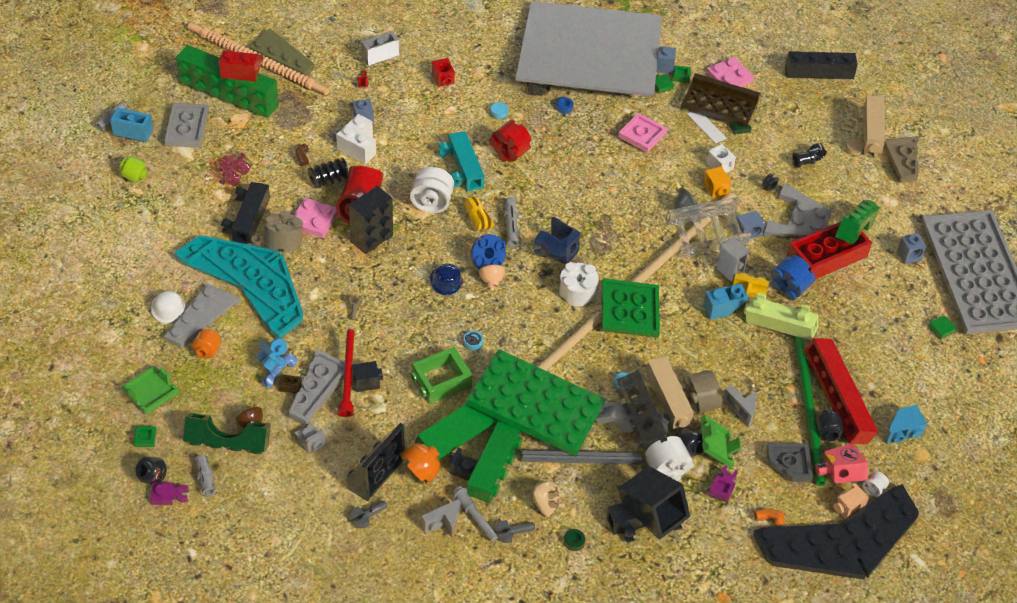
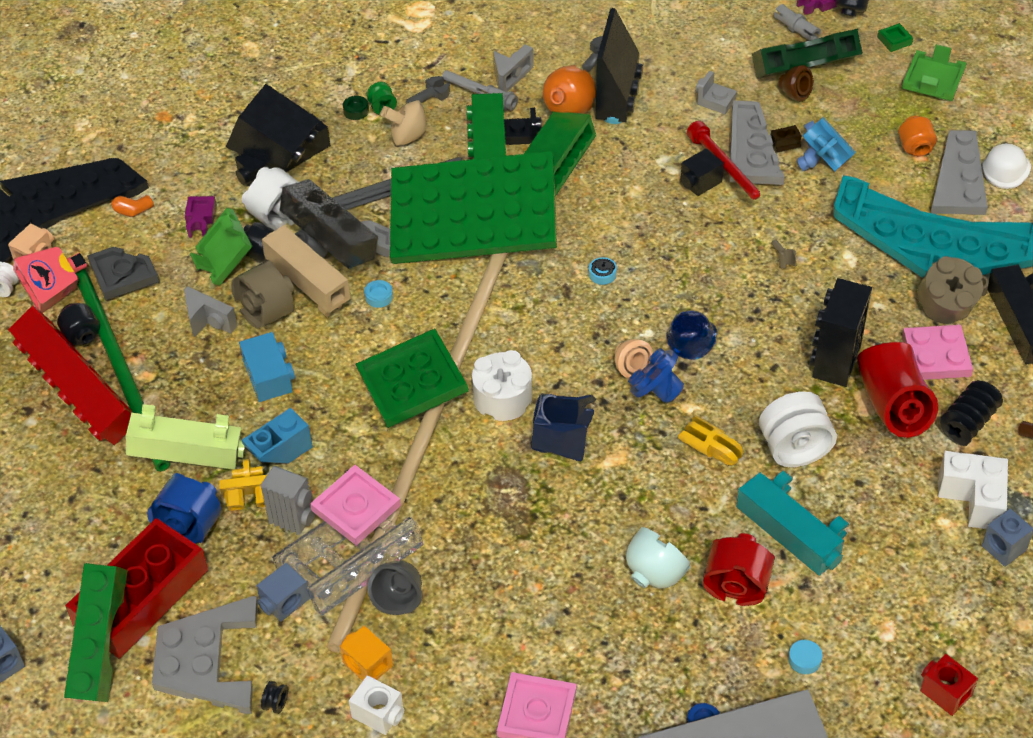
camera: 160 degrees right, 0 degrees up
(434, 393) = (610, 230): bright green window -> none
(511, 216) = (662, 461): light grey pin -> none
(547, 164) = (655, 561): none -> light aqua cylinder
(553, 531) = (381, 95): none -> green wheel
(697, 234) = (355, 504): none -> bright pink plate
(715, 352) = (266, 366): none -> dark azure brick

